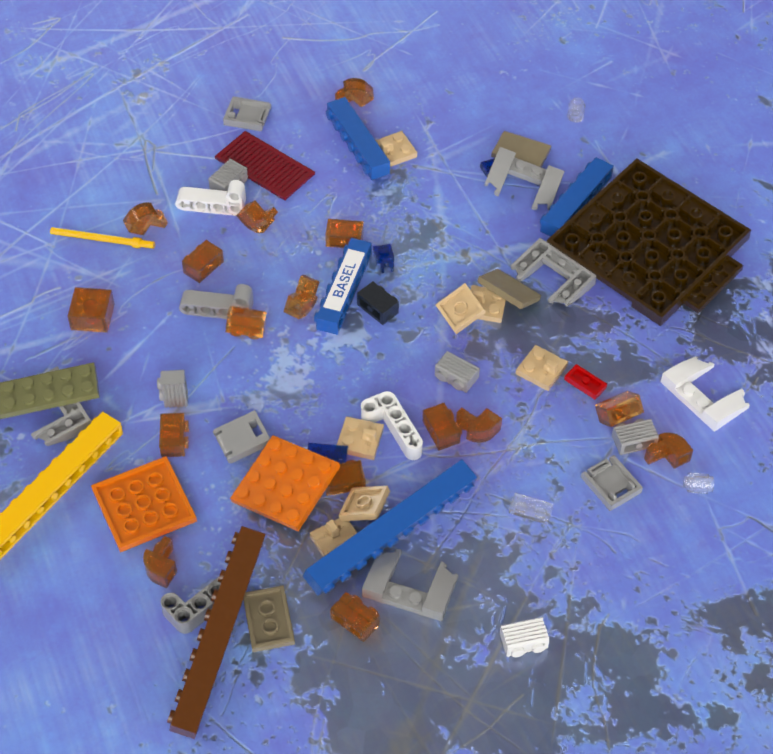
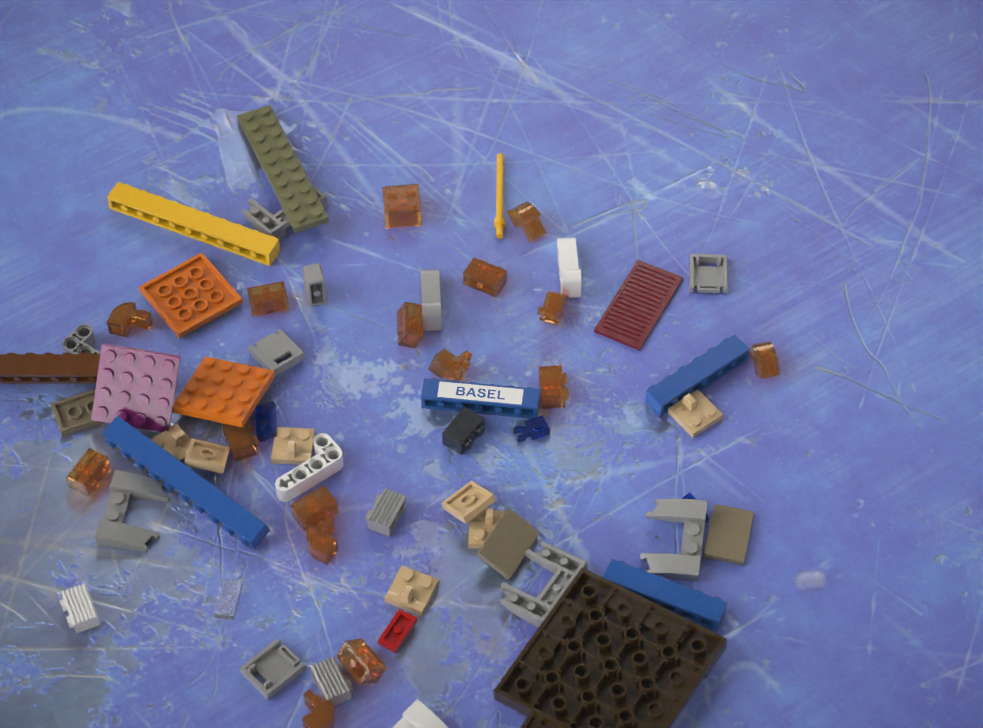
camera: 80 degrees right, 0 degrees up
(229, 171) = (604, 275): light grey brick -> none
(274, 548) = (135, 387): none -> plate

